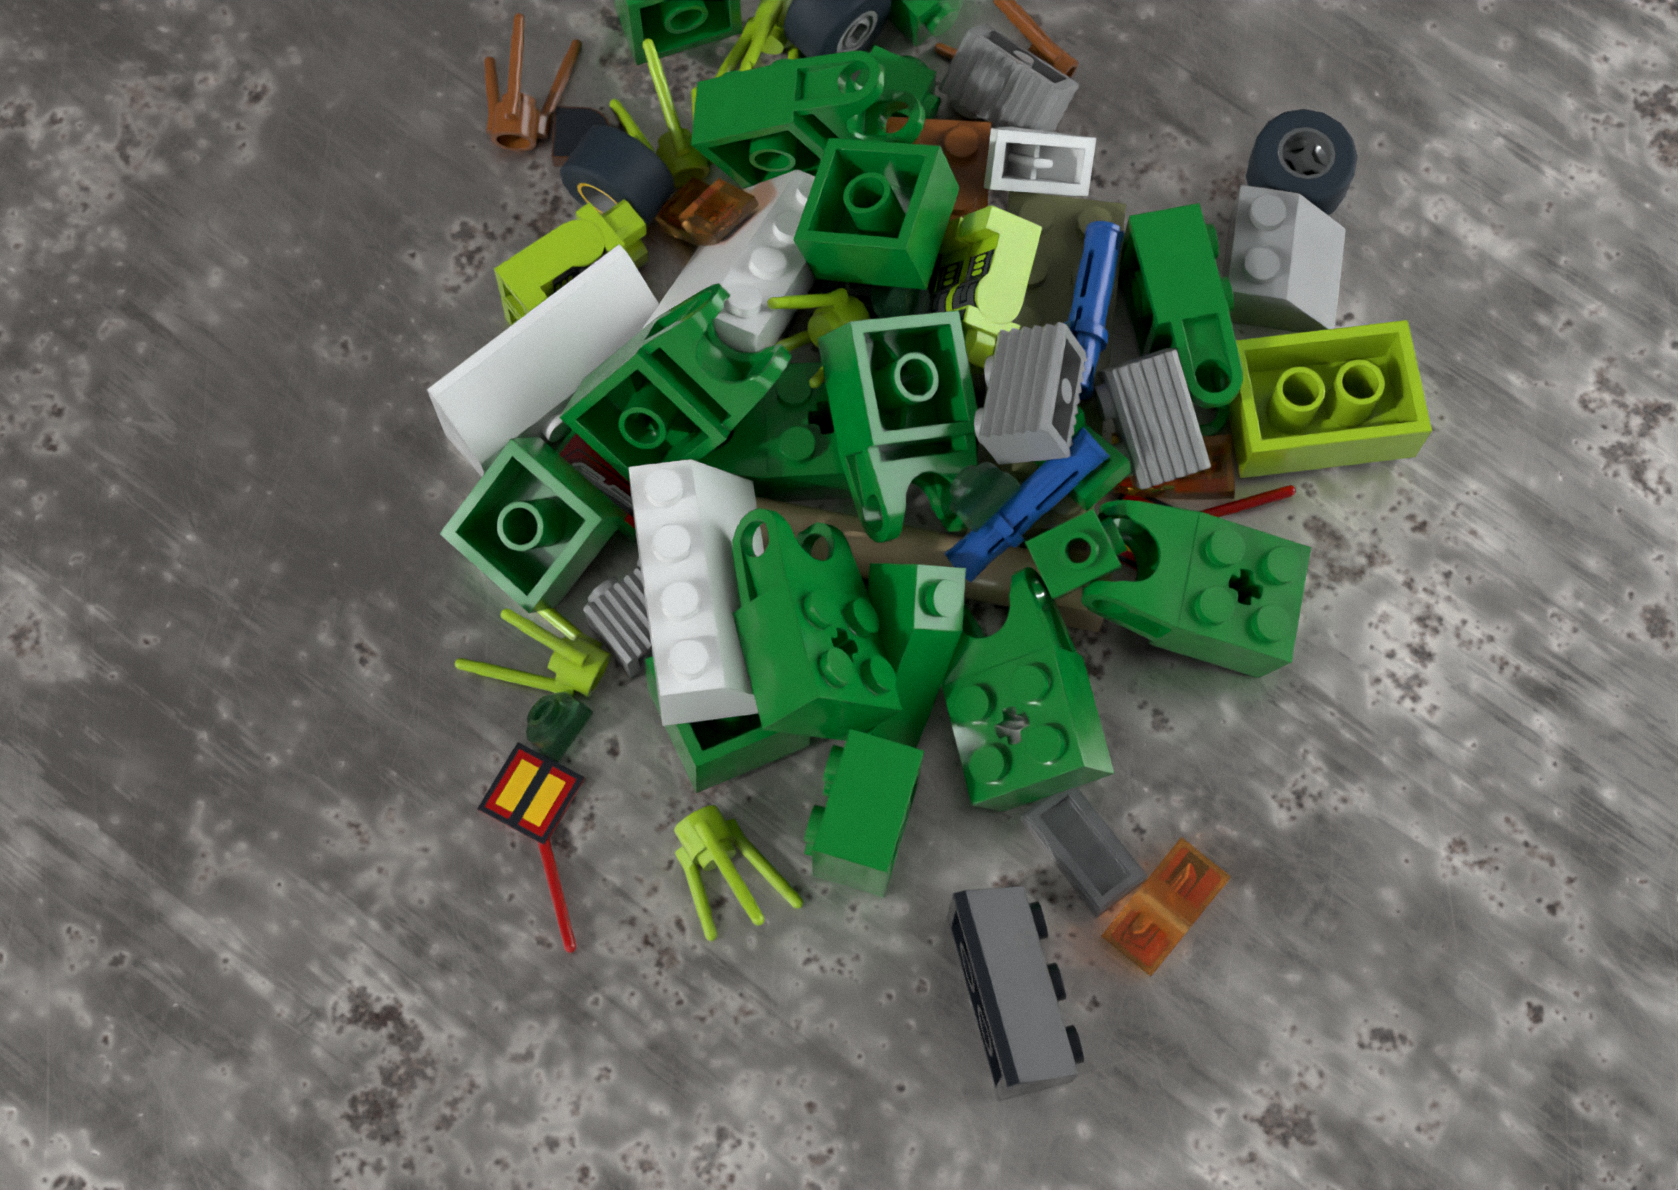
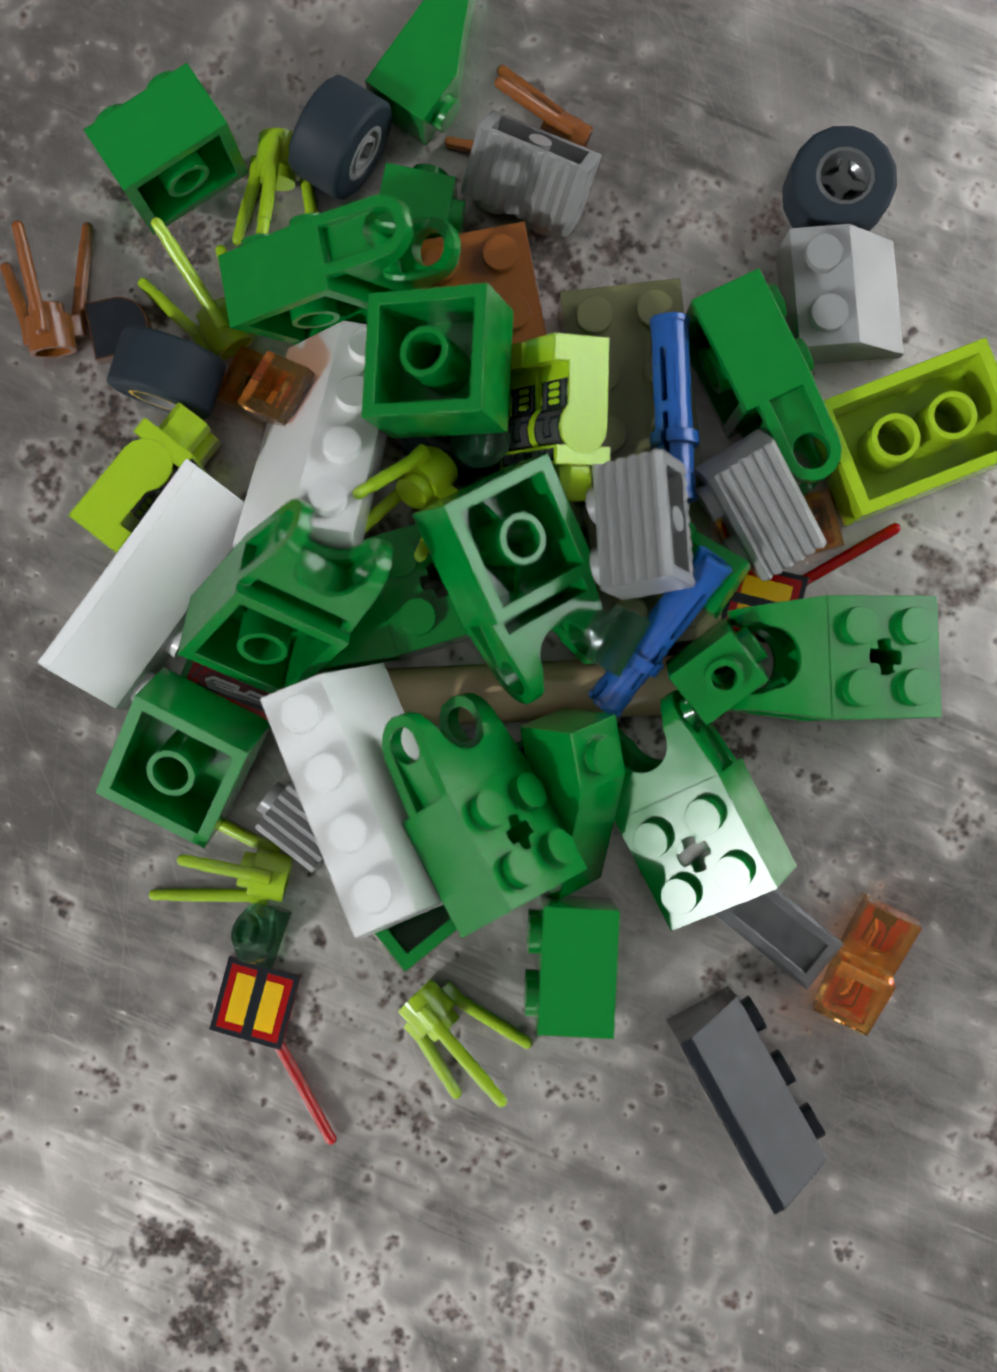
camera: 10 degrees left, 15 degrees up
(1039, 162) = (582, 253): white slope -> none

